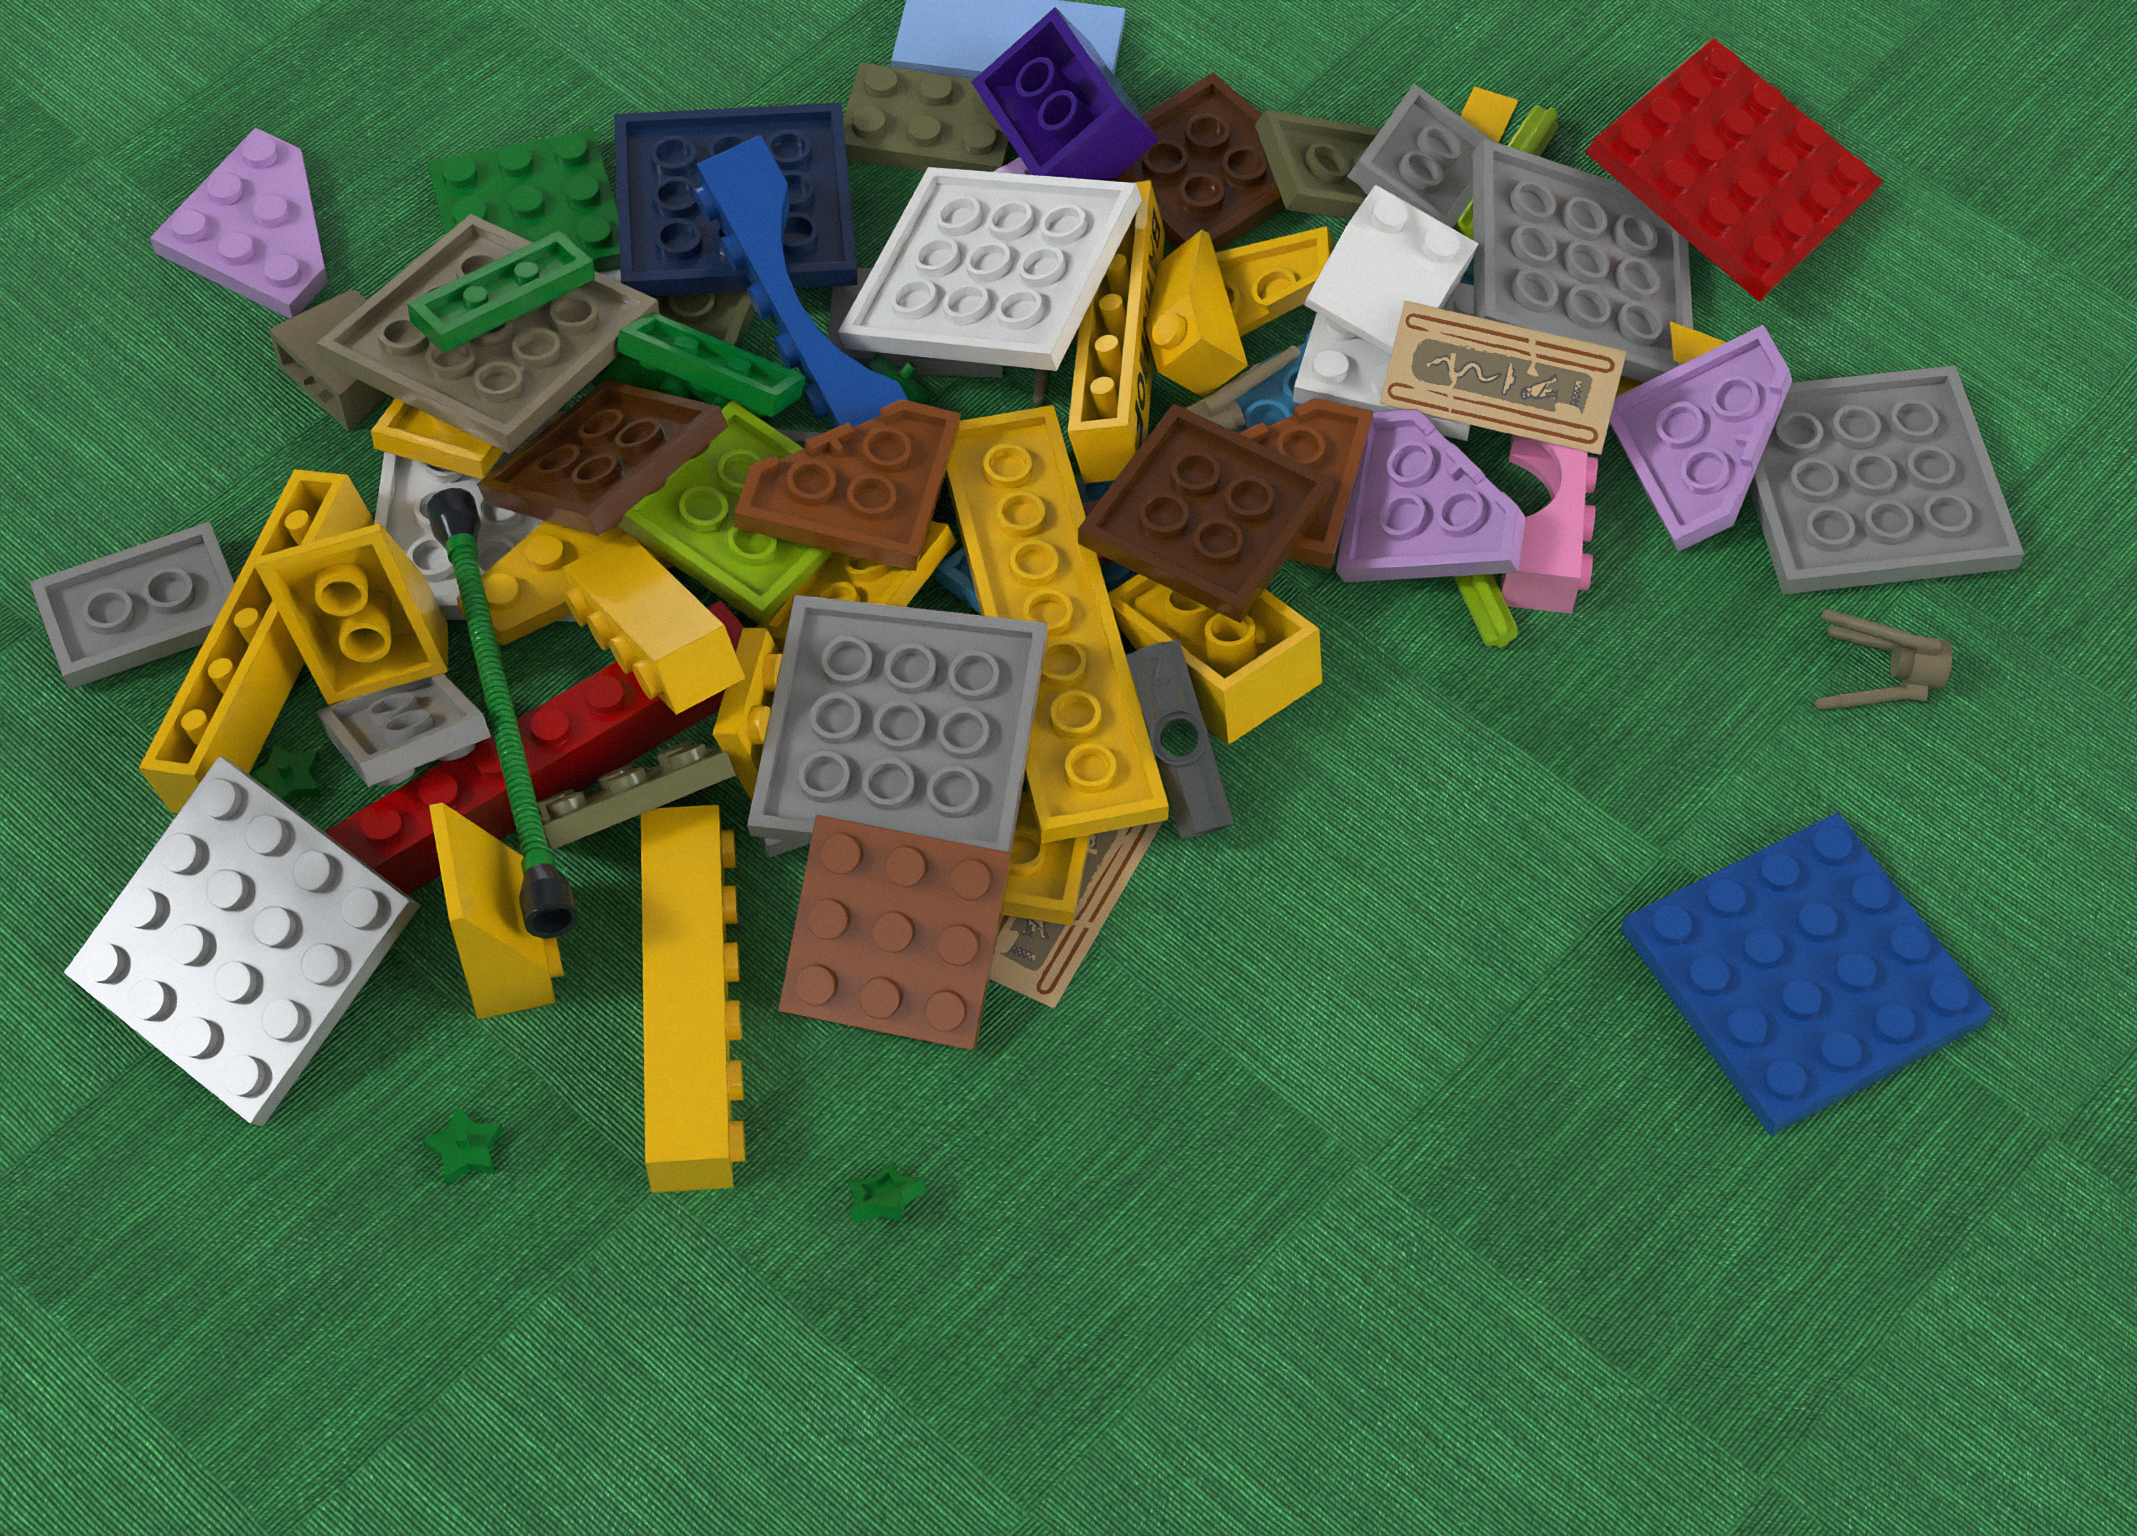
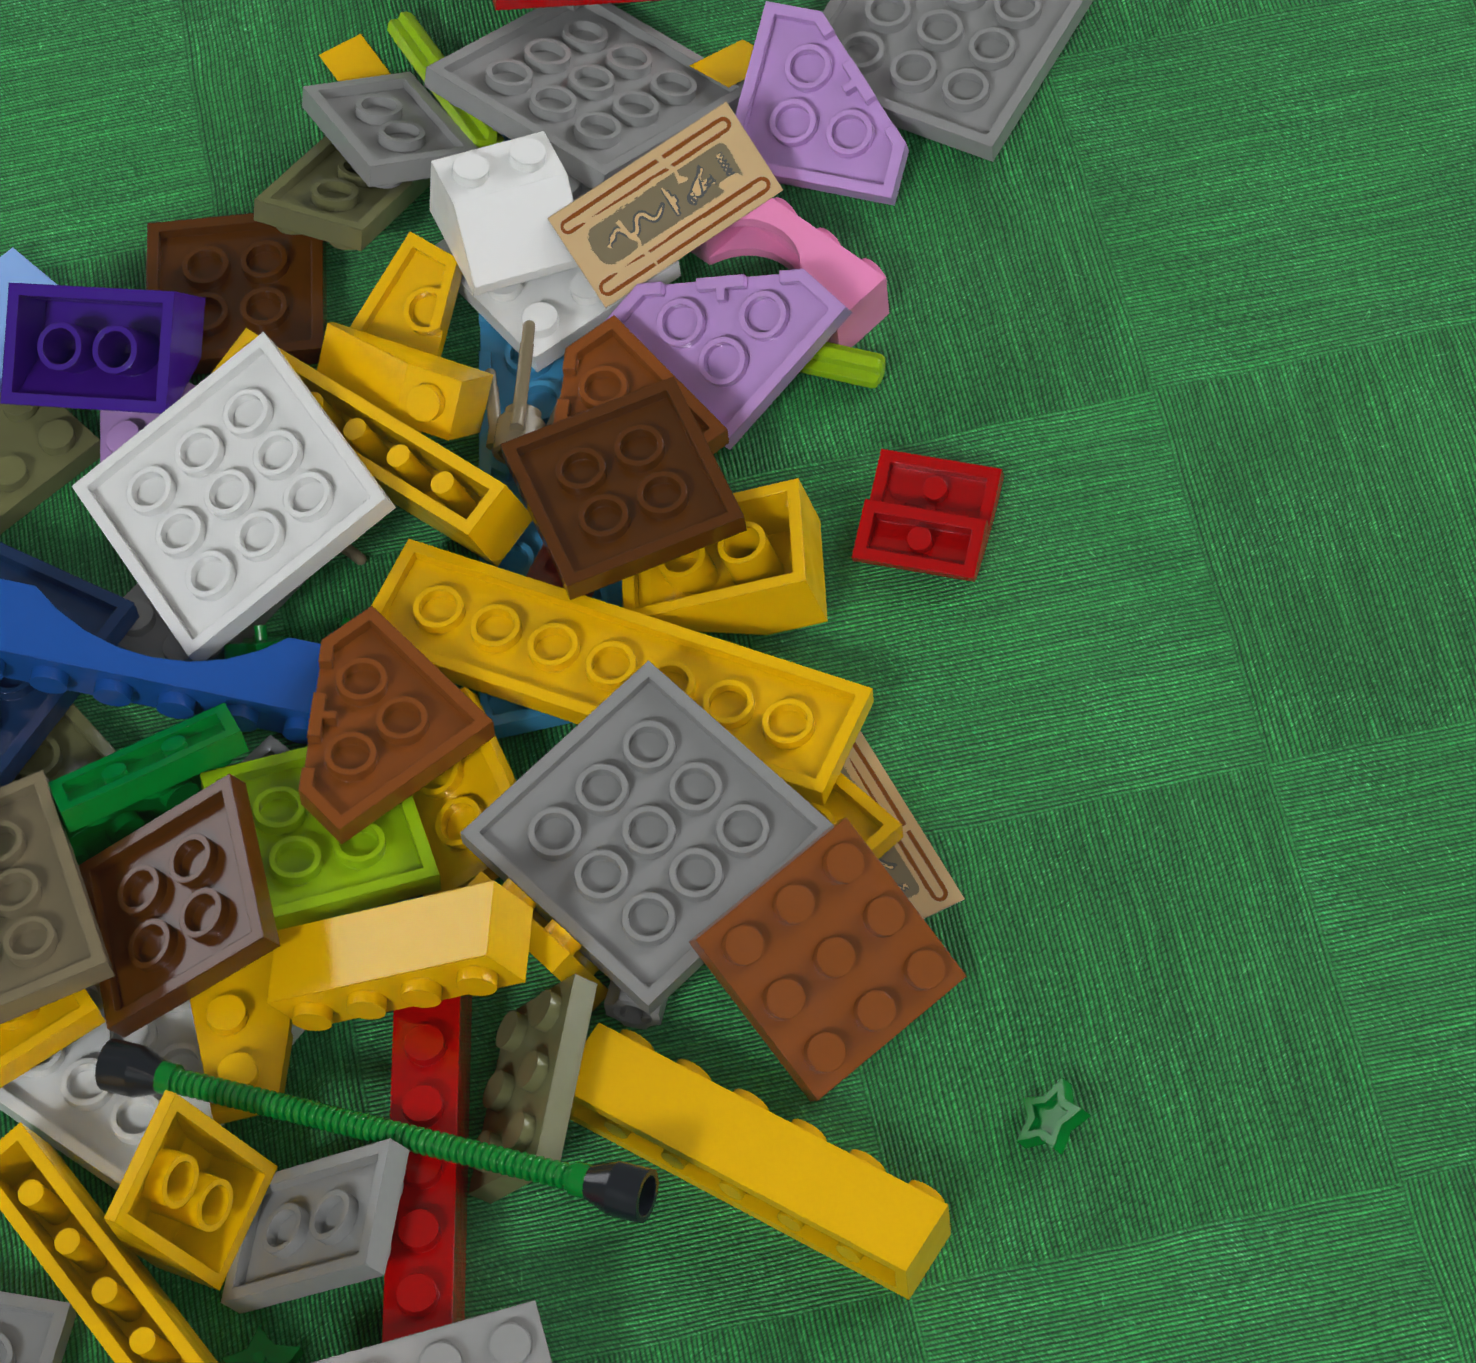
camera: 45 degrees left, 0 degrees up
(482, 887) = (577, 1267): yellow slope -> none
(1167, 700) = (775, 627): dark grey piece -> none
(1393, 758) = (928, 515): none -> red slope
(1805, 972) = (1332, 364): blue plate -> none
(1915, 659) = (1125, 116): dark tan plant -> none

